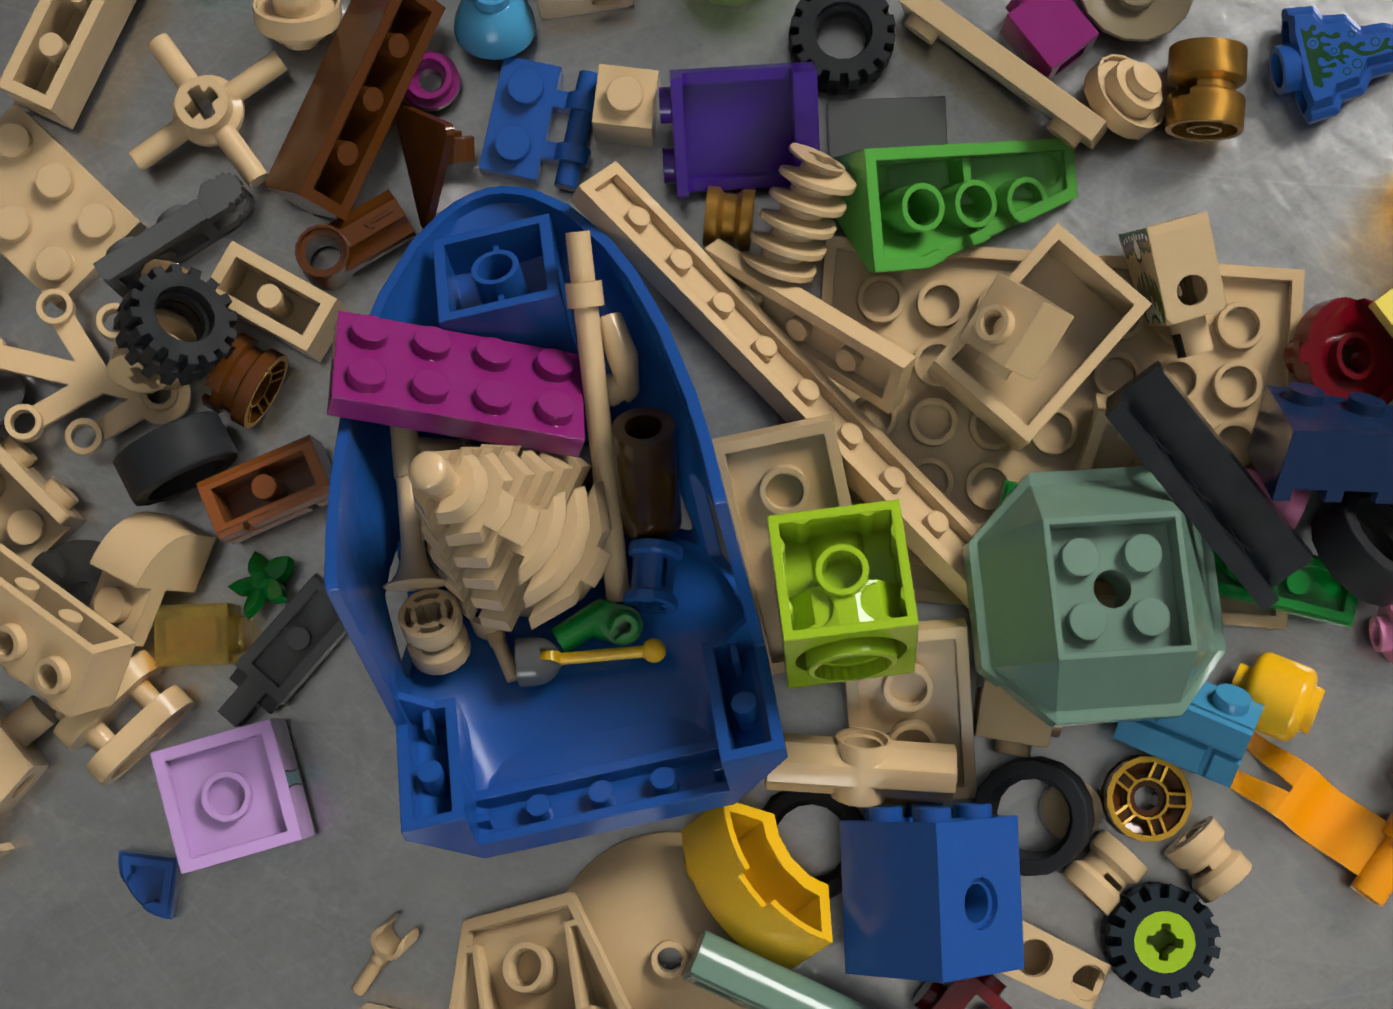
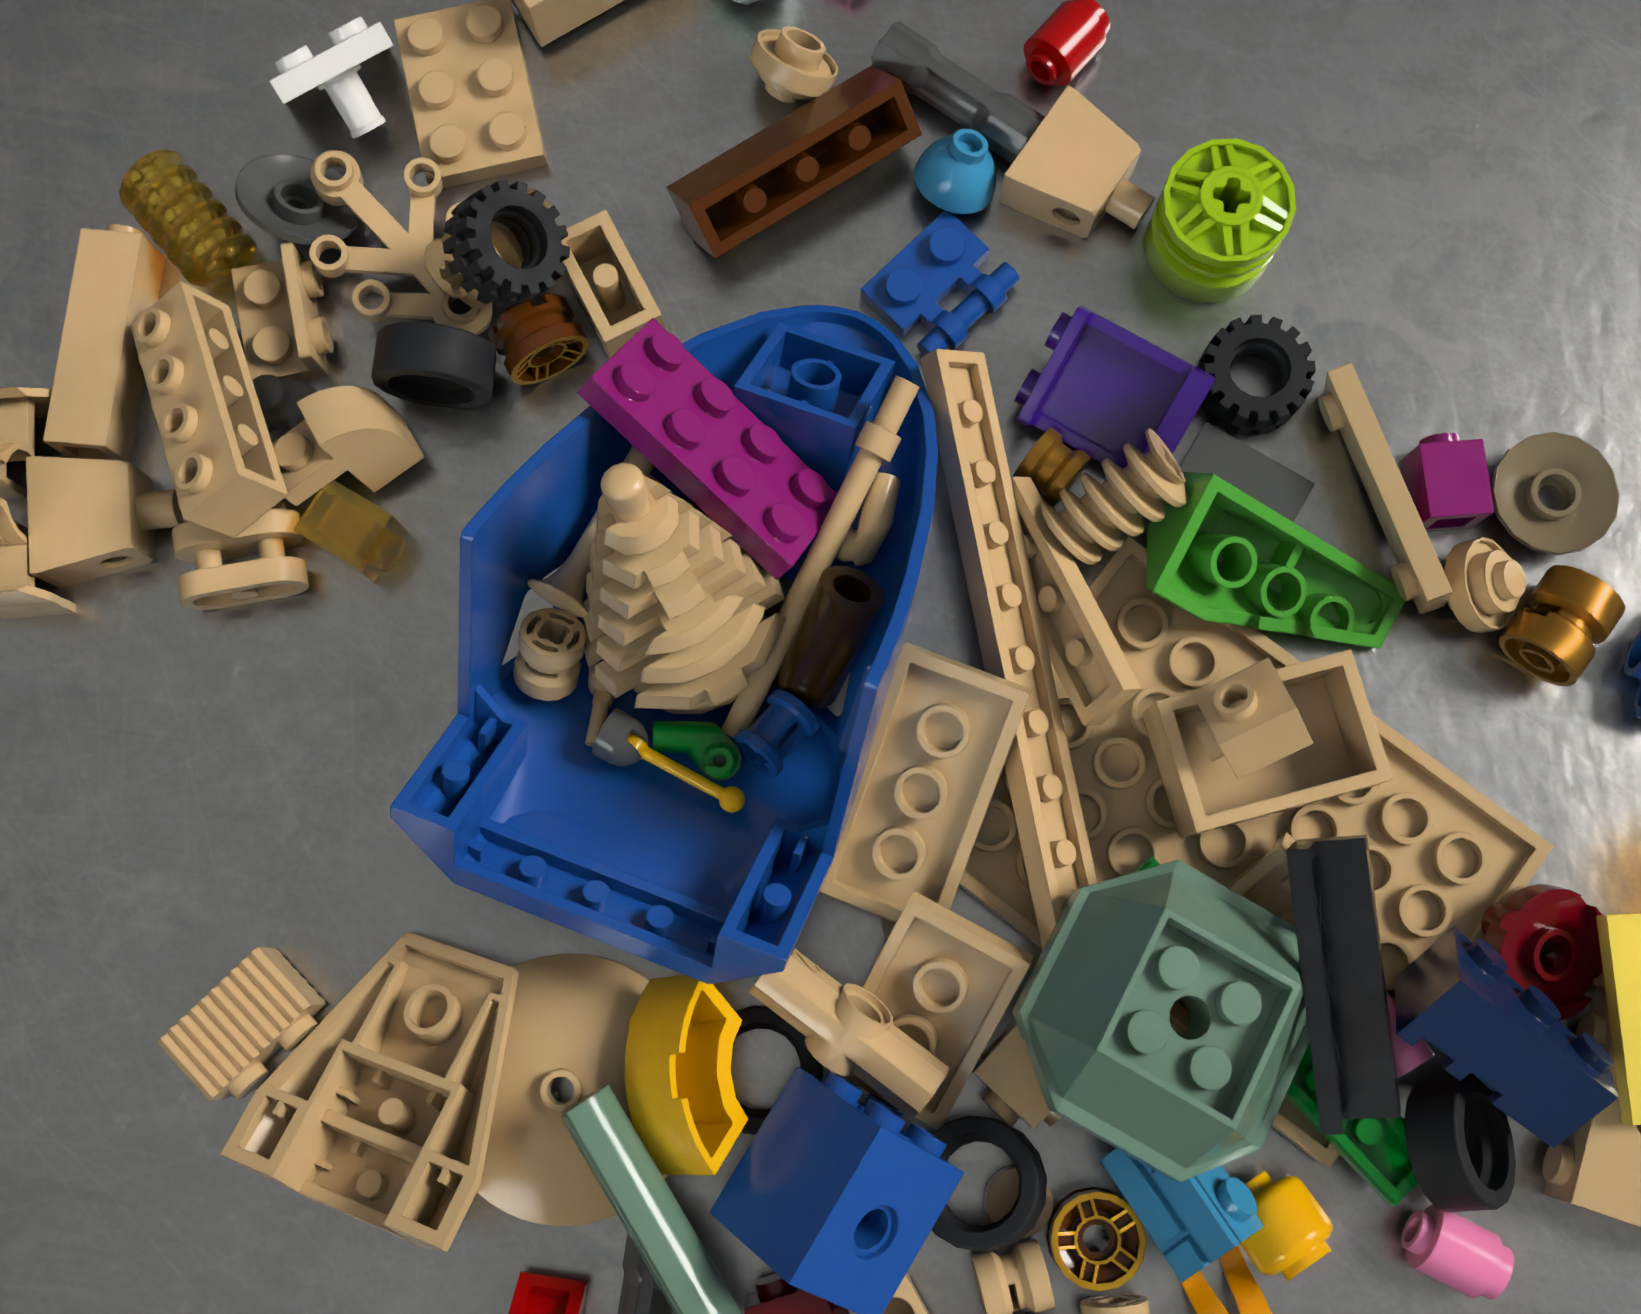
camera: 30 degrees right, 5 degrees down
(152, 880) = (169, 716): blue tile -> none
(178, 232) = (577, 183): dark grey hinge -> none
(189, 120) = (657, 80): tan bar -> none
(232, 794) = (283, 684): lavender container -> none
(264, 582) = (437, 521): green plant -> none
(267, 490) = (483, 438): dark orange brick -> none
(284, 654) = (399, 598): dark grey hinge -> none
(363, 238) = (719, 284): reddish brown piece -> none
(386, 947) = (324, 910): tan hand -> none
(427, 149) = (827, 243): reddish brown piece -> none
(442, 66) = (876, 178): magenta plate -> none
(626, 105) = (1023, 314): tan brick -> none
(844, 593) = (933, 853): lime brick -> none
(1171, 255) = (1446, 753): tan torso -> none

